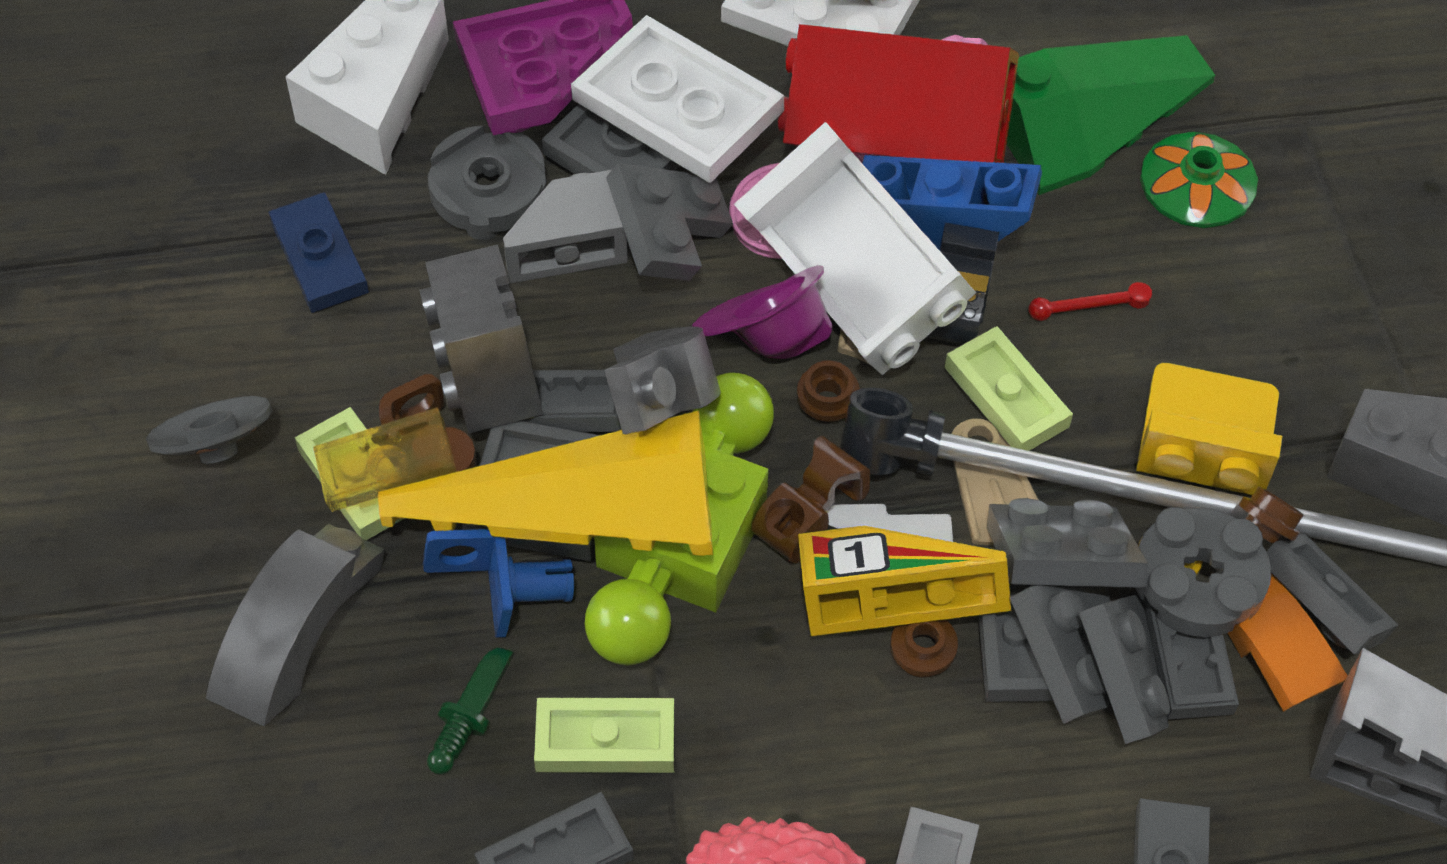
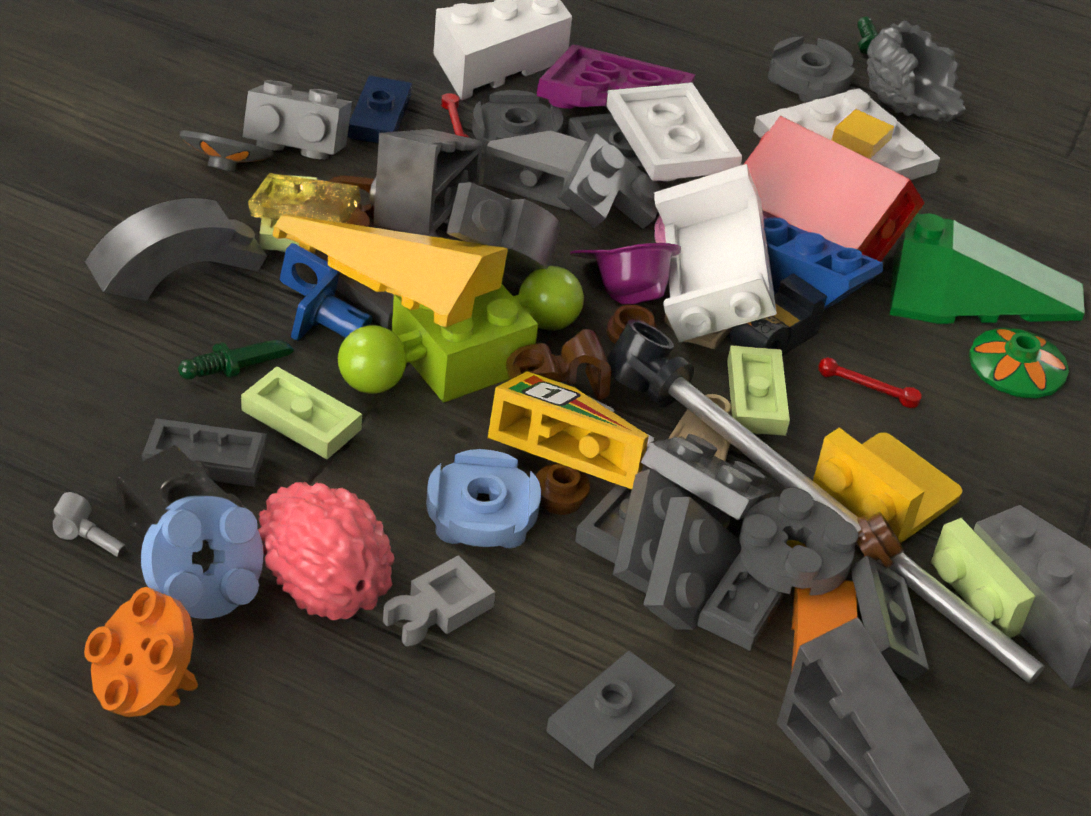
camera: 30 degrees right, 15 degrees down
(260, 338) = (297, 119): none -> light grey brick
(380, 188) = (451, 103): none -> red hinge
(864, 751) = (494, 523): none -> light blue plate
(1371, 487) = (981, 578): none -> yellowish green plate

